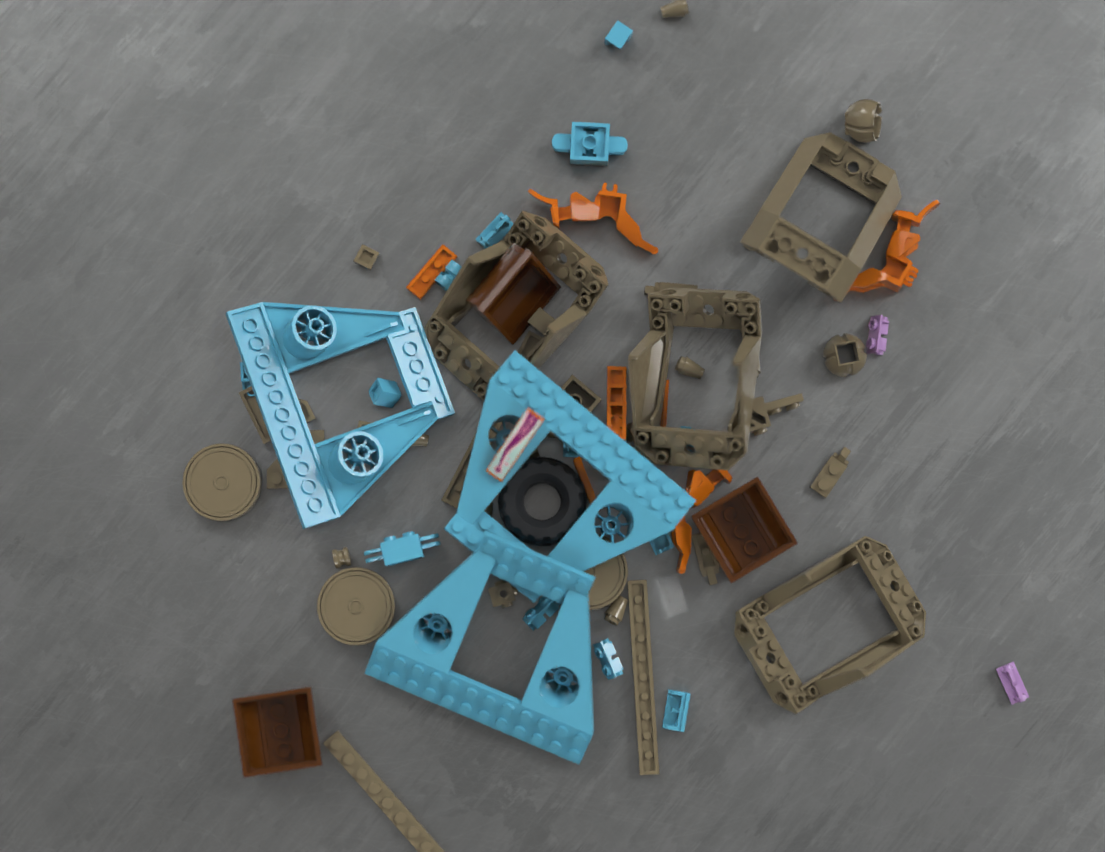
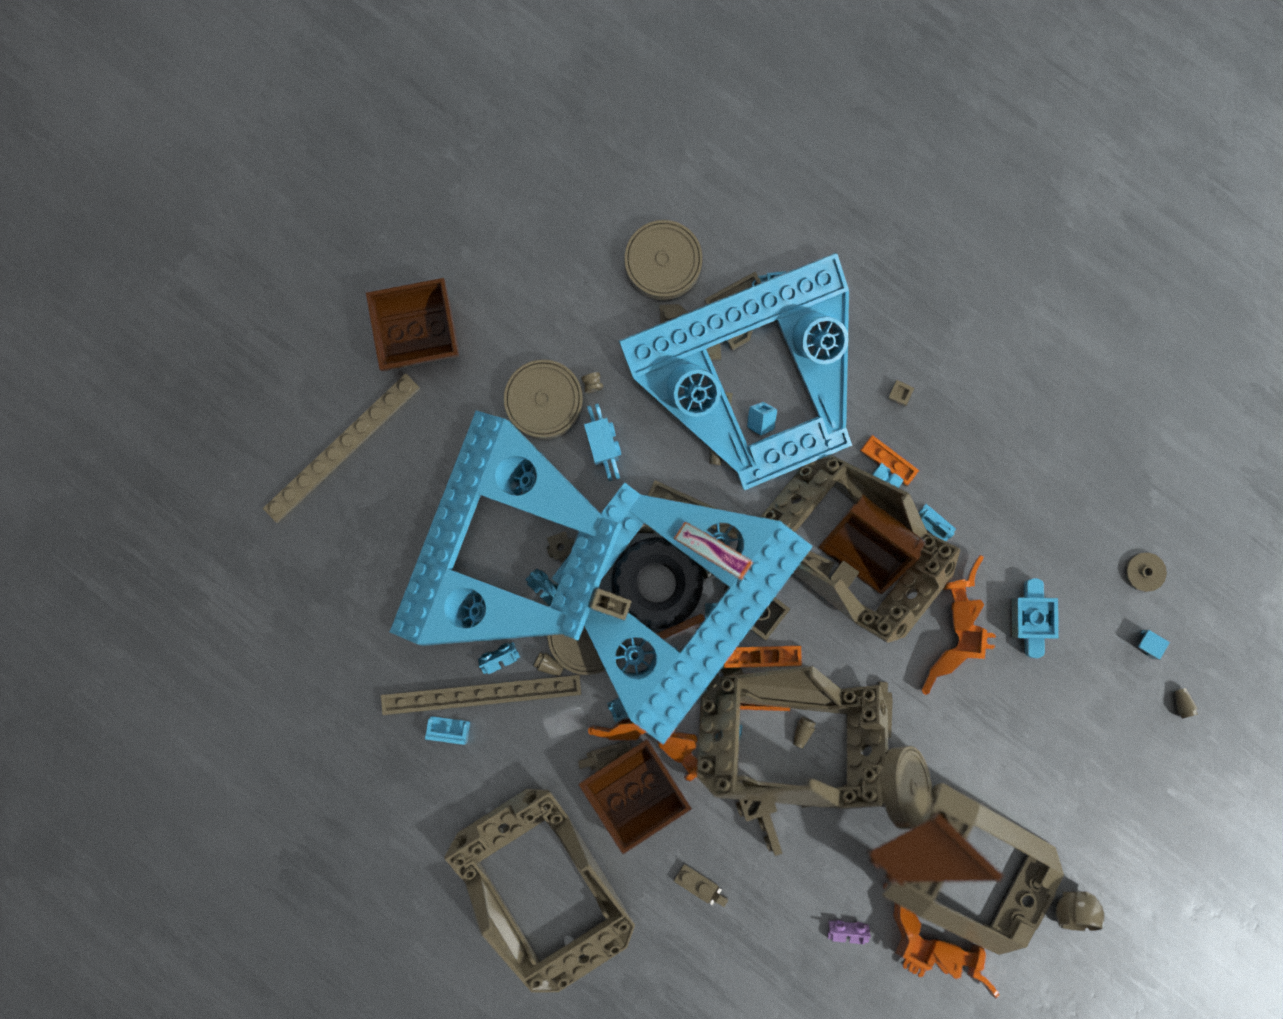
camera: 95 degrees right, 0 degrees up
(547, 45) = (1136, 574): none -> dark tan plate
(562, 545) = (610, 604): none -> dark tan slope
(743, 274) = (906, 786): none -> dark tan brick
(803, 255) = (932, 854): none -> reddish brown piece
(832, 359) = (823, 884): dark tan piece -> none

